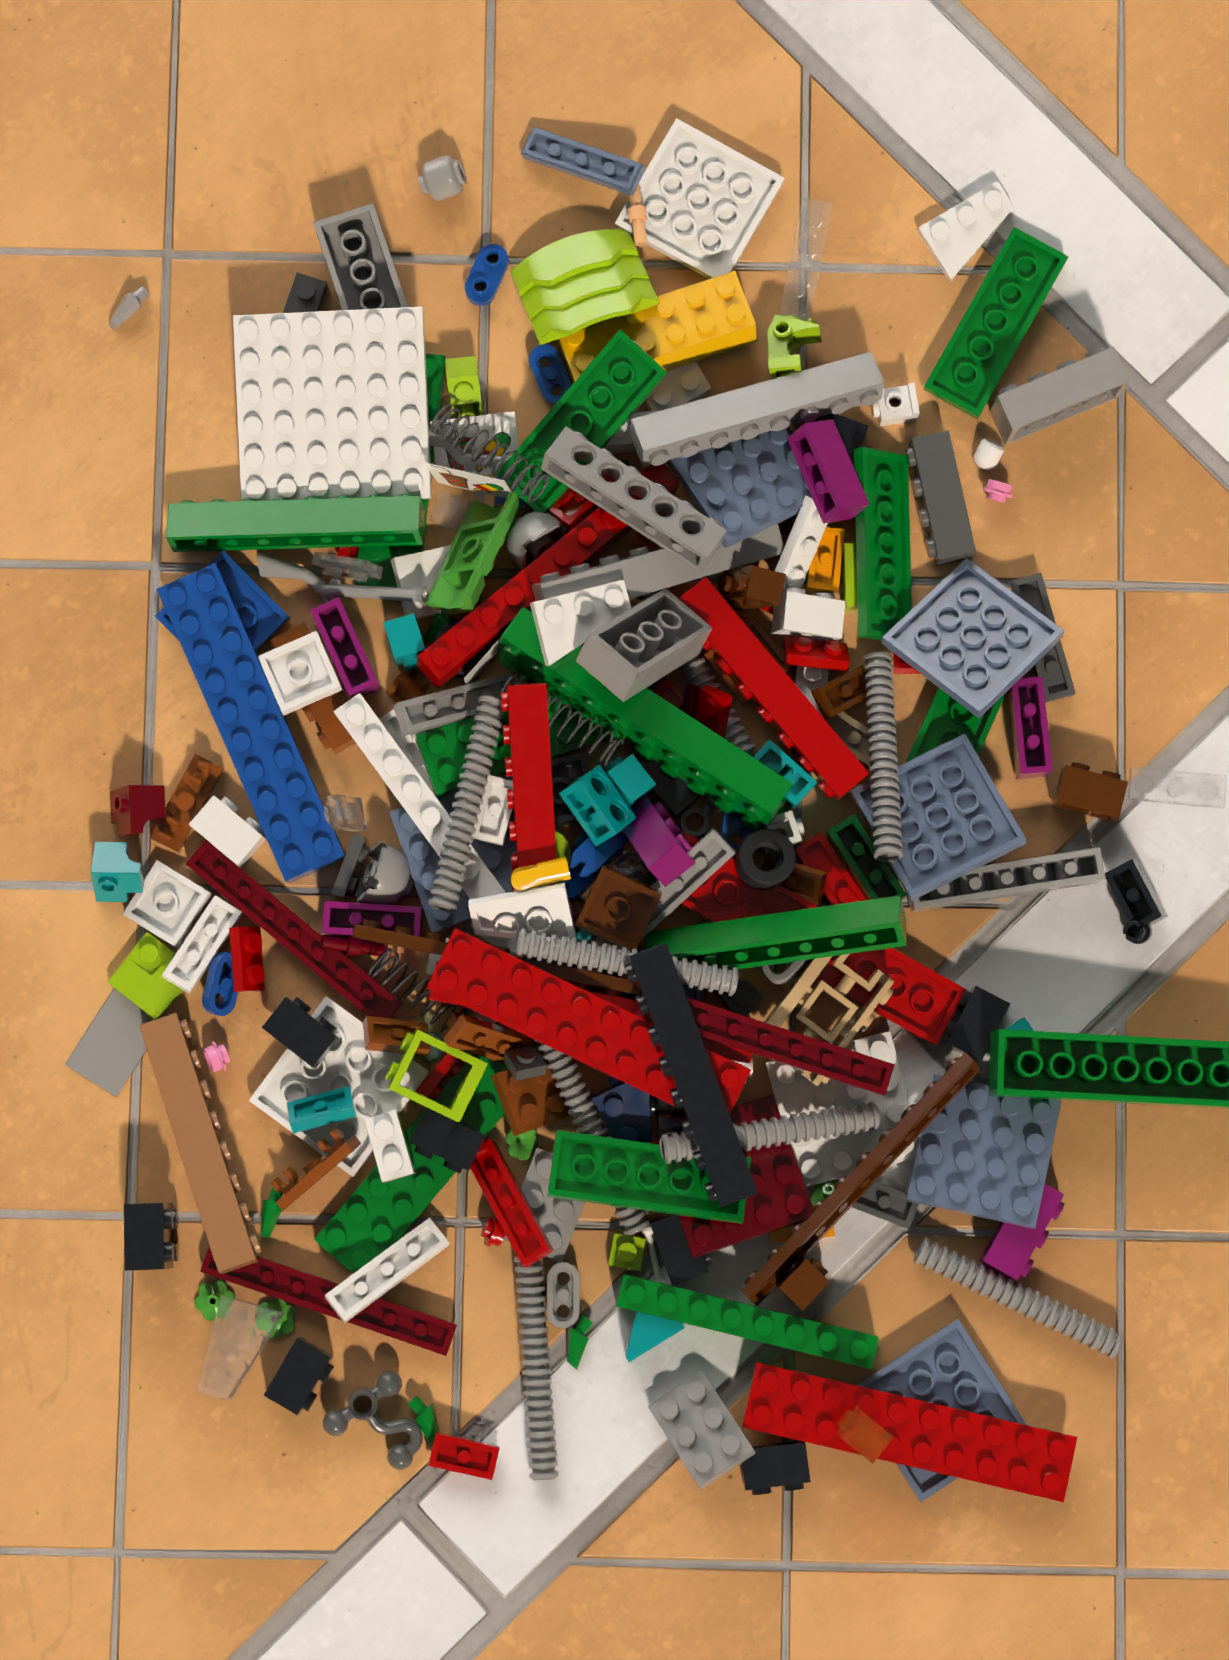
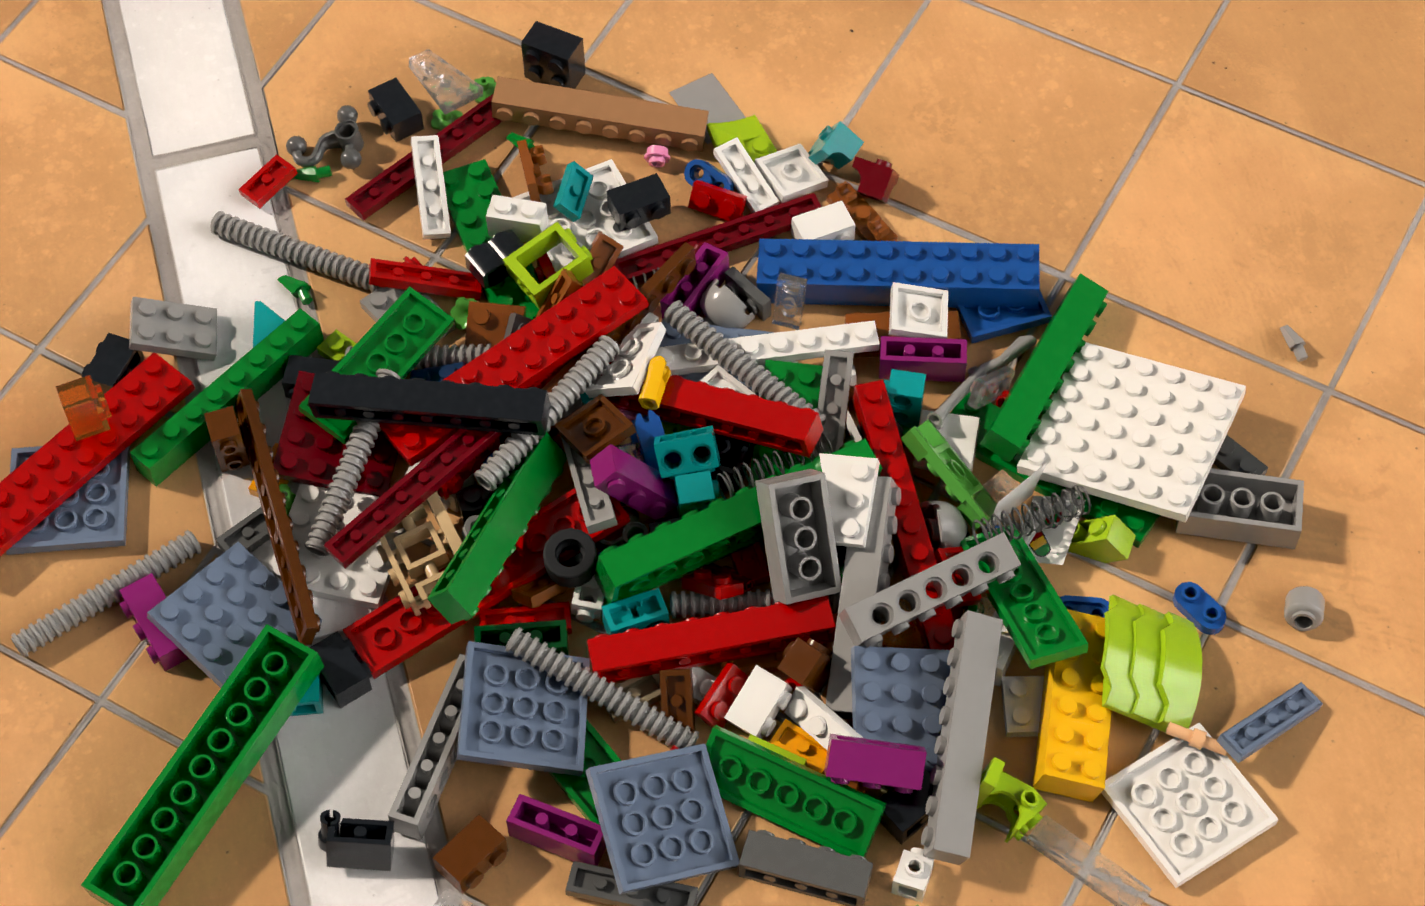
camera: 120 degrees right, 25 degrees down
(563, 1295) = (337, 291): light grey plate -> none

